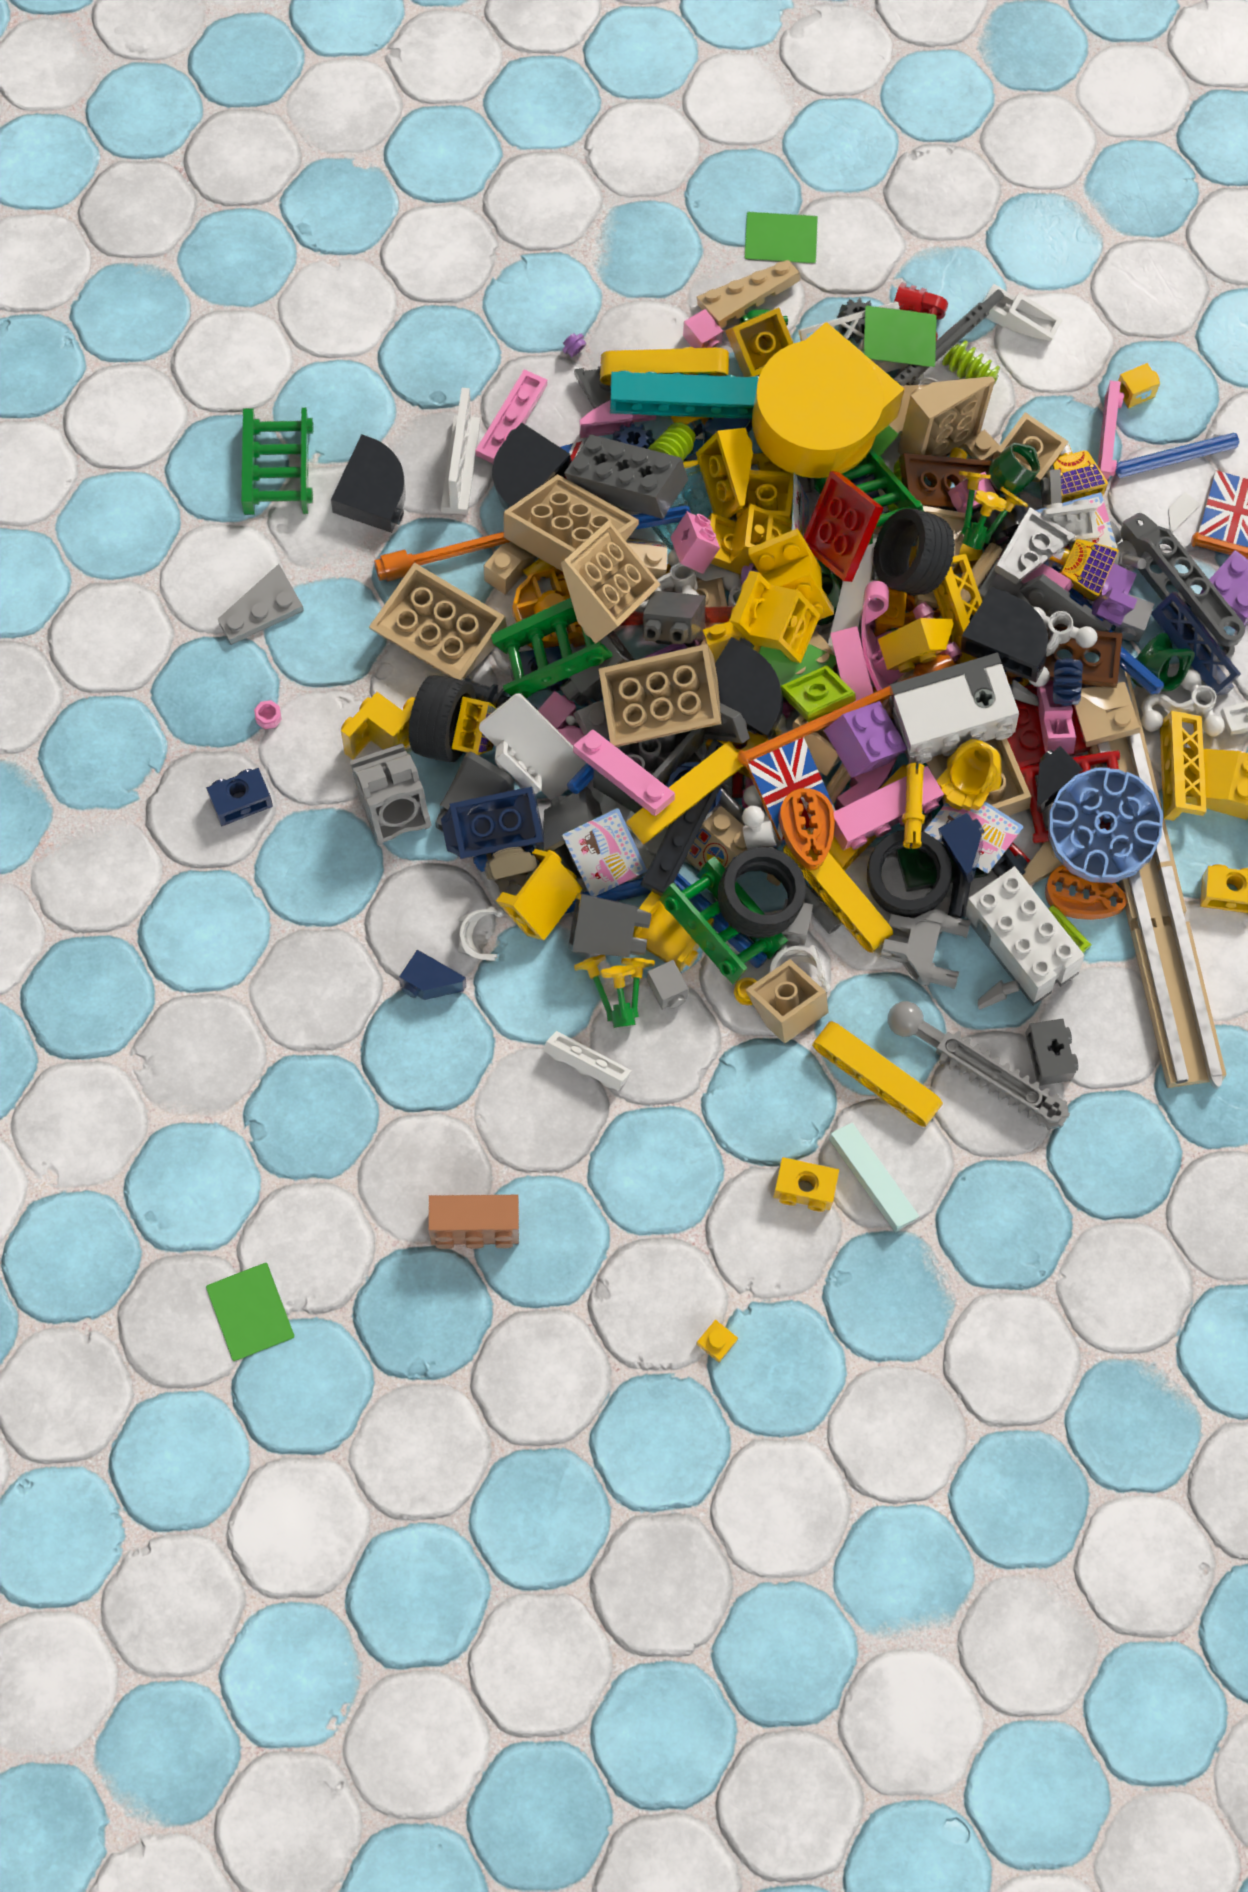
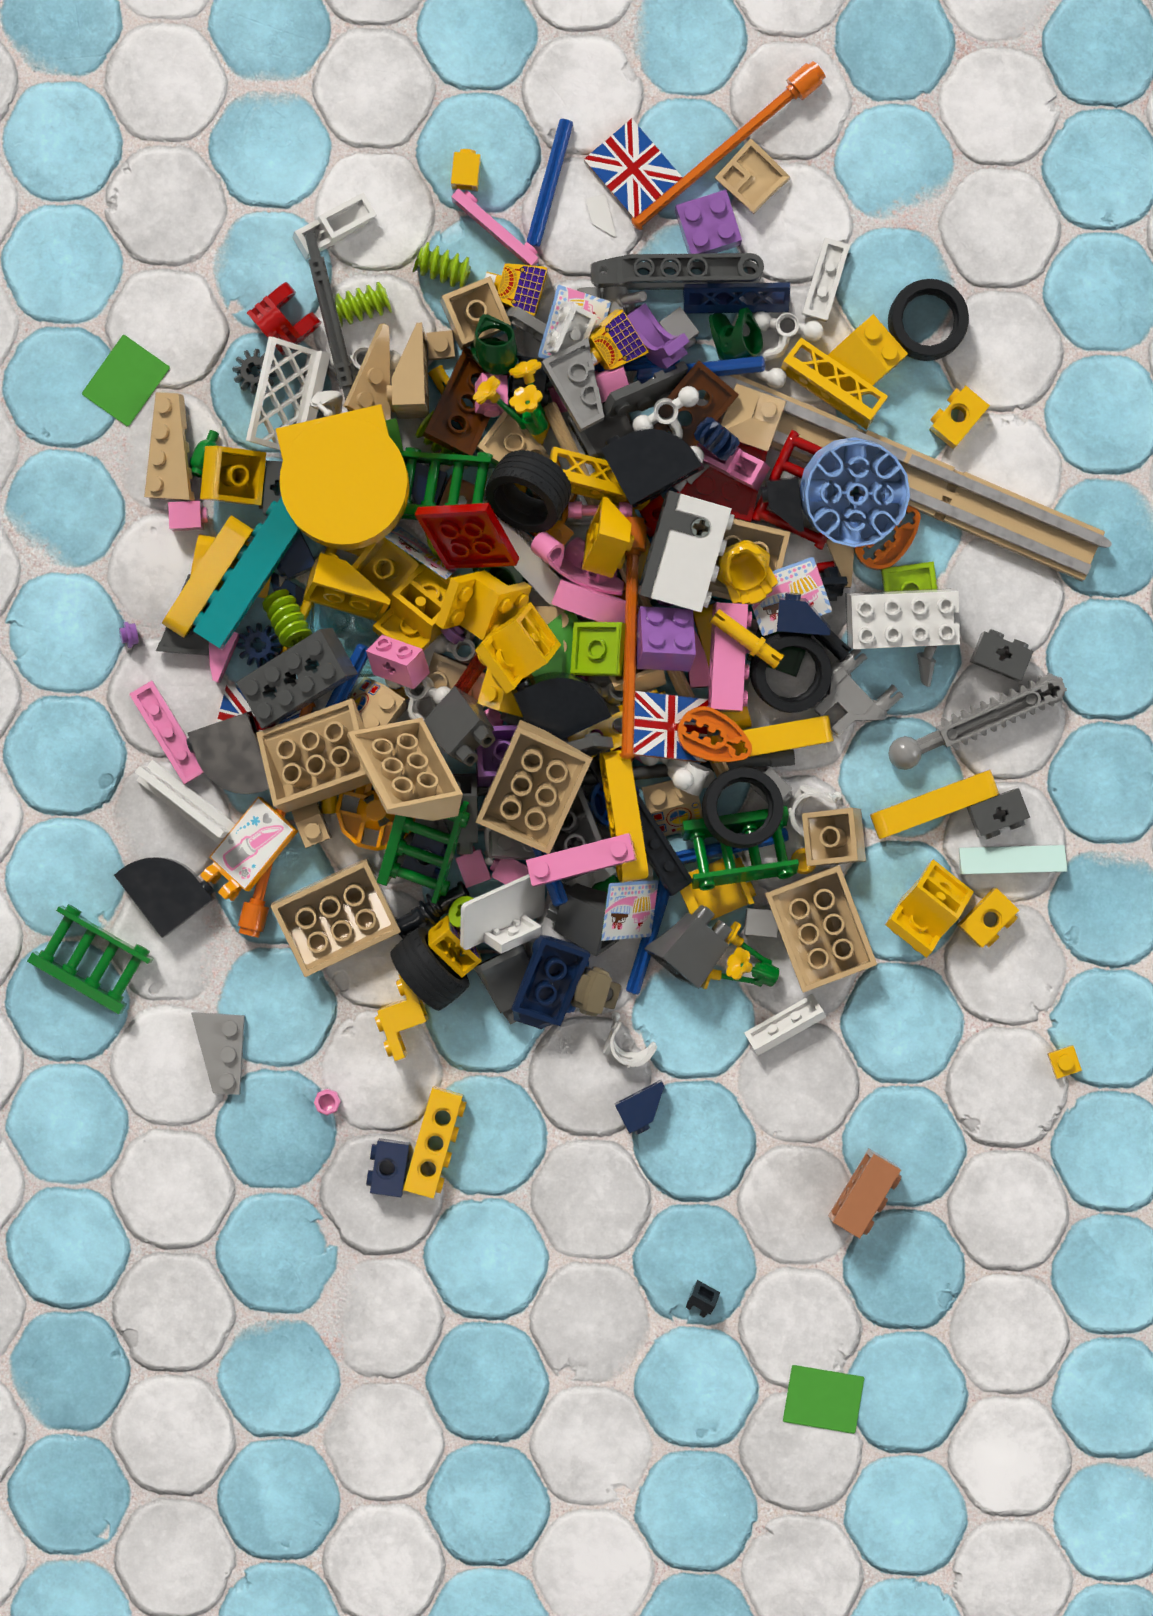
camera: 55 degrees left, 20 degrees up
(273, 813) = (416, 1180): none -> yellow brick
(283, 1137) = (703, 1297): none -> black tile
(390, 793) = (468, 1049): light grey piece -> none
(451, 528) = (249, 849): none -> tile
(543, 896) = (634, 977): yellow panel -> none
(697, 1035) = (821, 928): none -> tan slope
(779, 1121) = (929, 908): none -> yellow bracket
(900, 336) = (305, 355): bright green sticker -> none
(901, 1121) = (982, 813): none -> dark grey brick
(1048, 406) = (442, 265): none -> lime piece

